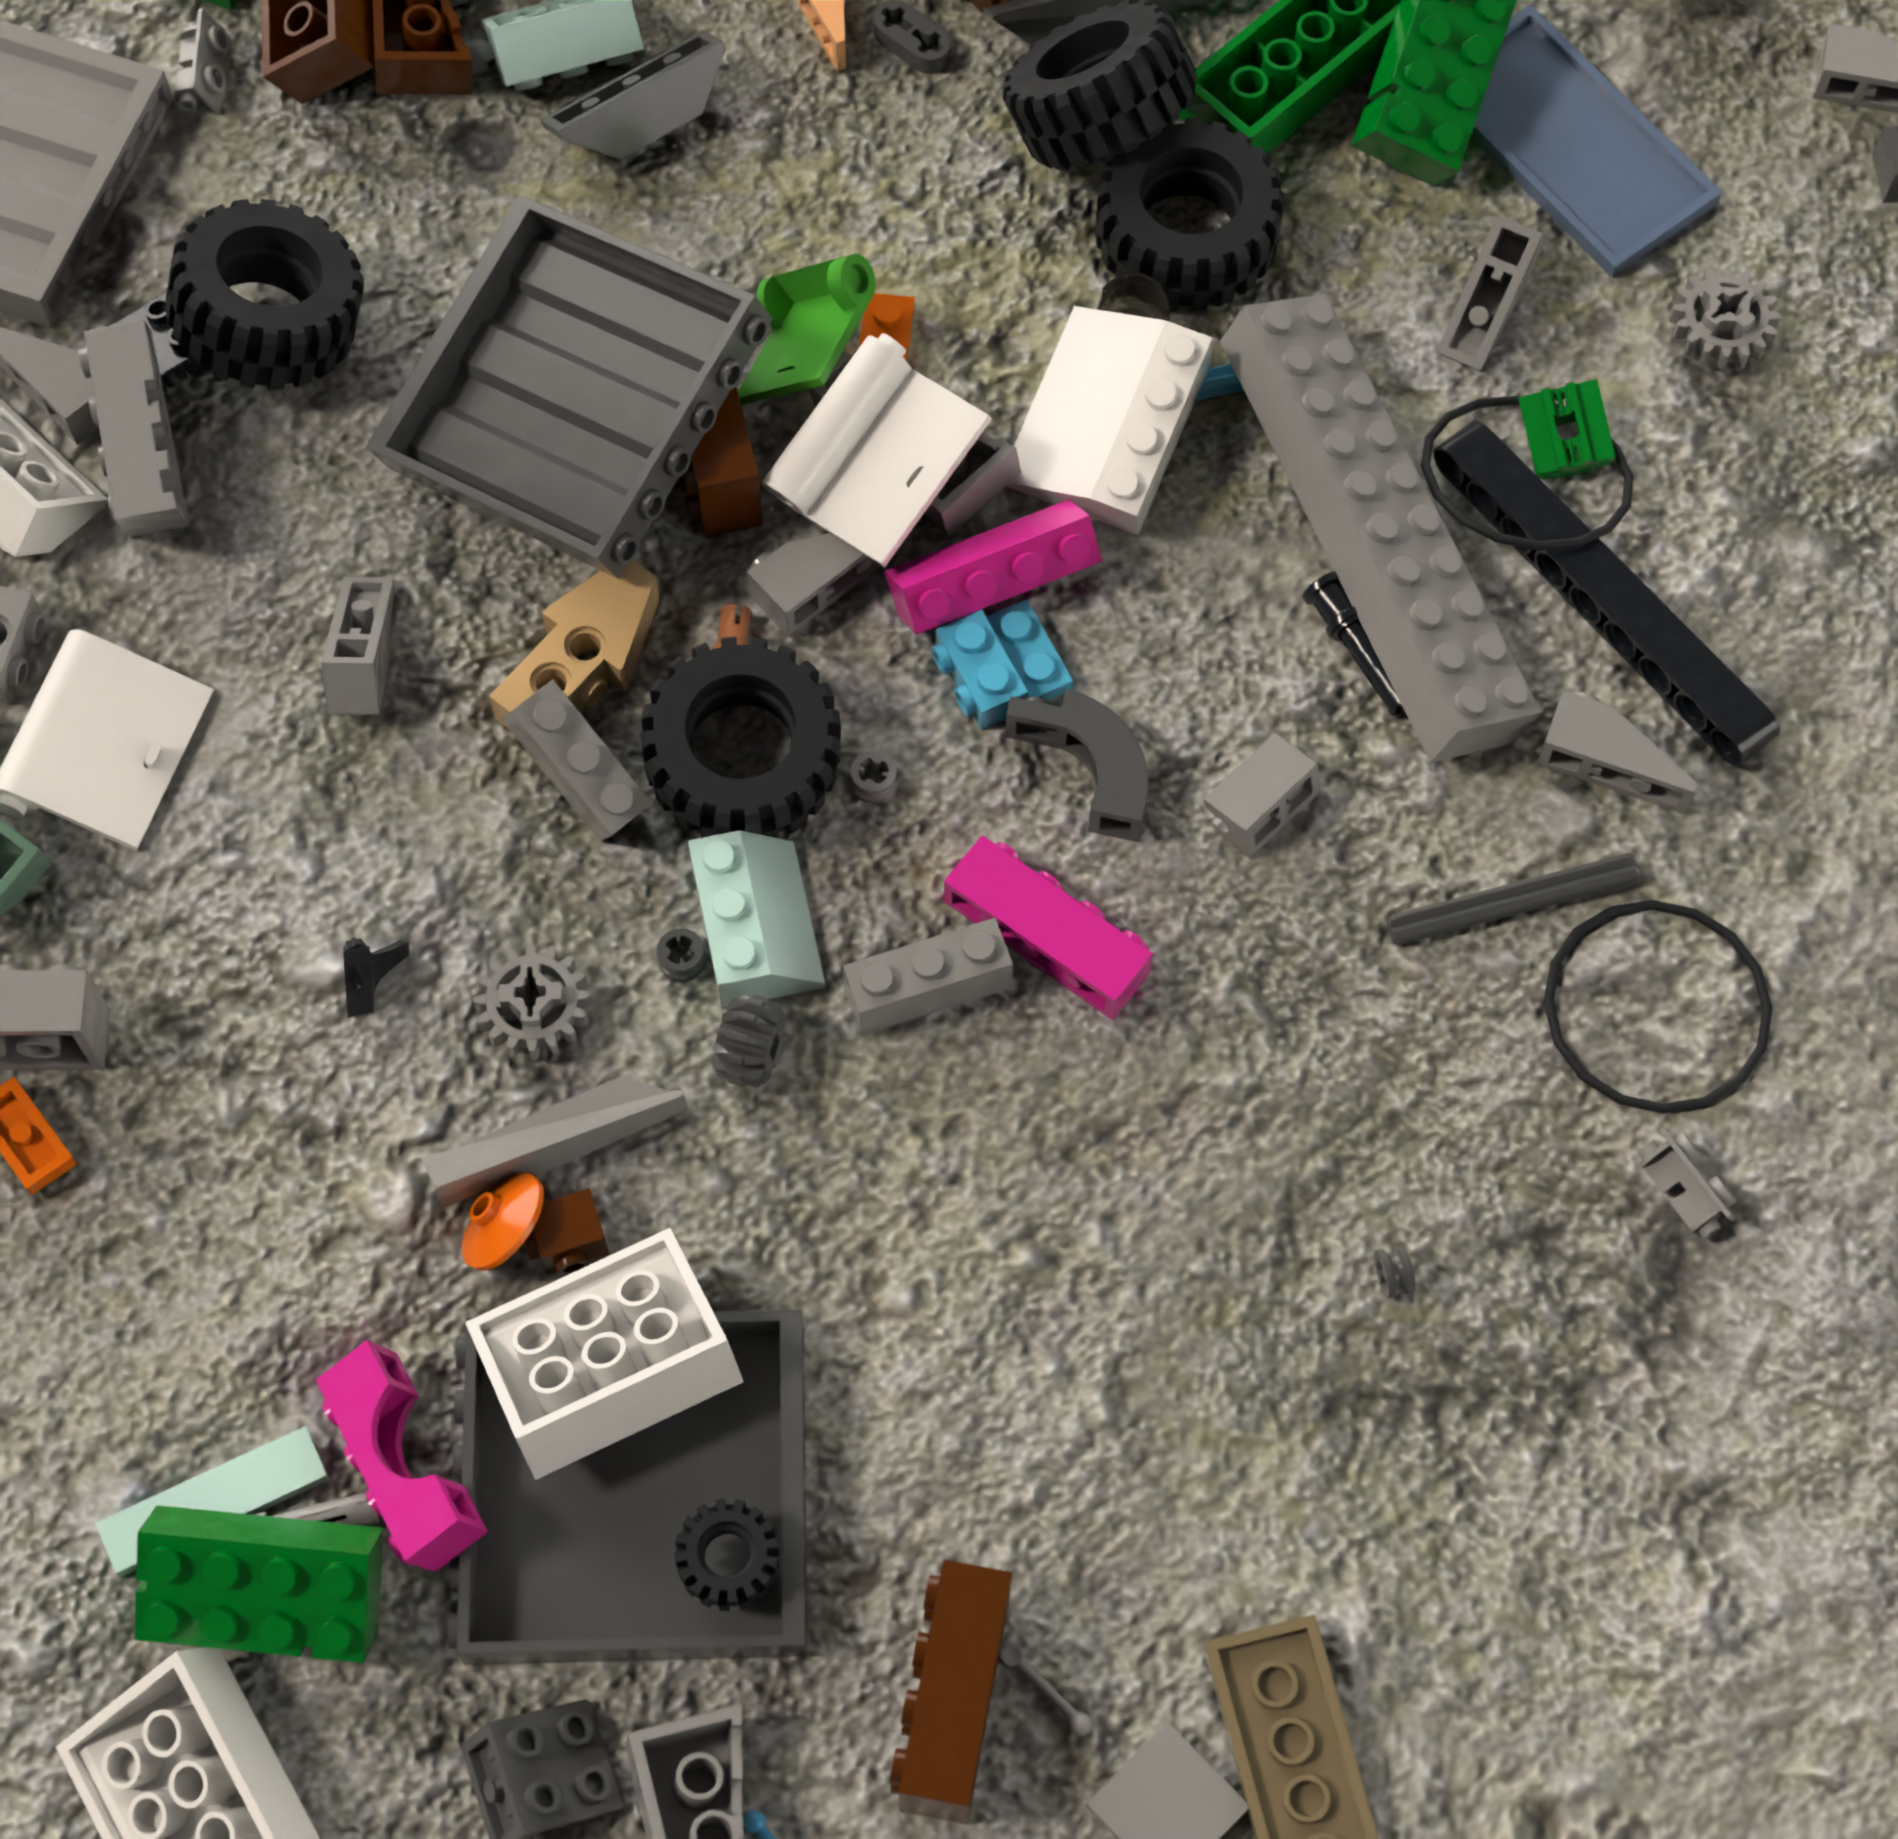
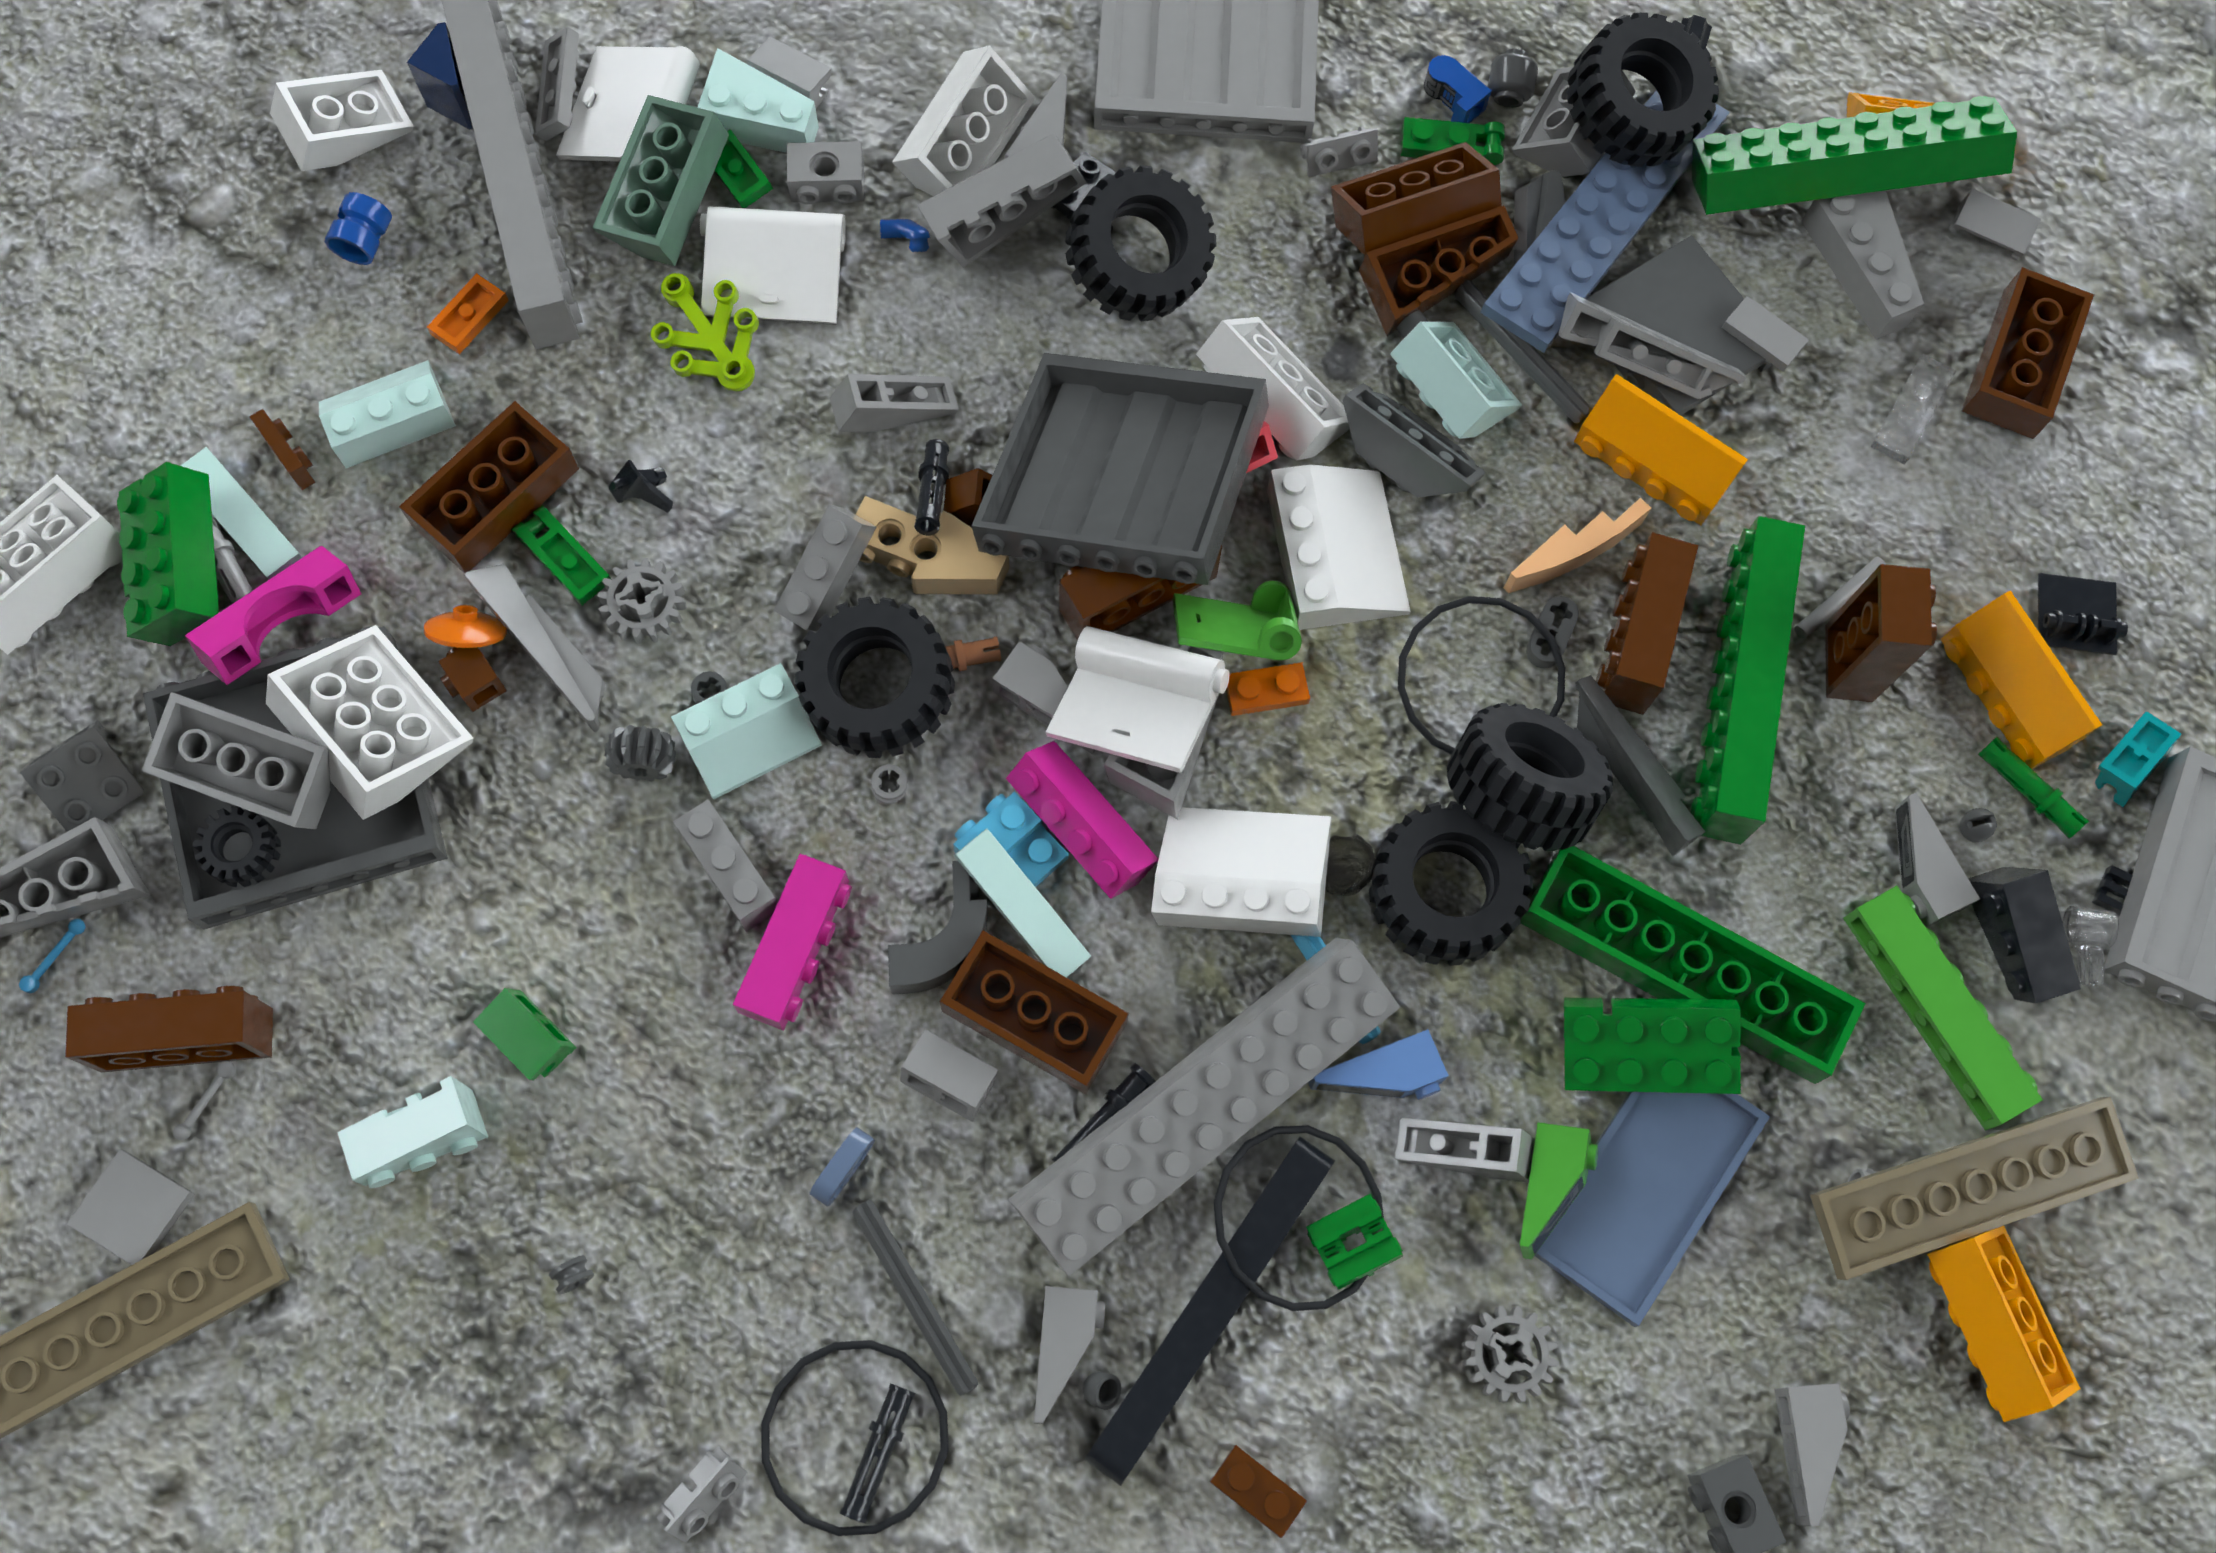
camera: 70 degrees right, 5 degrees up
(114, 569) = (907, 229): none -> blue arm
(122, 1422) = (277, 436): none -> reddish brown plate
(130, 1271) = (385, 414): none -> light aqua slope
(178, 840) = (710, 336): none -> lime plant
(307, 1148) = (489, 487): none -> reddish brown brick
(428, 1089) = (562, 555): none -> green plate
(454, 233) = (1300, 409): none -> white slope
(485, 617) = (929, 514): none -> black pin
(532, 578) = (965, 494): none -> reddish brown brick
(620, 1509) = (240, 762): none -> light grey slope
(731, 214) = (1336, 545): none -> white slope
(877, 172) = (1454, 604): none -> black piece
(1075, 1264) = (524, 1034): none -> green hinge
(1081, 657) = (1022, 904): none -> light aqua tile
(1172, 1416) = (413, 1134): none -> light aqua wedge
(1218, 675) = (1034, 1012): none -> reddish brown brick
(1341, 936) = (842, 1166): none -> sand blue beam
(1383, 329) = (1390, 1071): none -> medium blue slope
(1544, 203) = (1556, 1178): none -> bright green slope
(1667, 728) = (1102, 1389): none -> dark grey hinge
(1676, 972) = (858, 1504): none -> black pin
(1812, 605) = (1258, 1491): none -> reddish brown plate

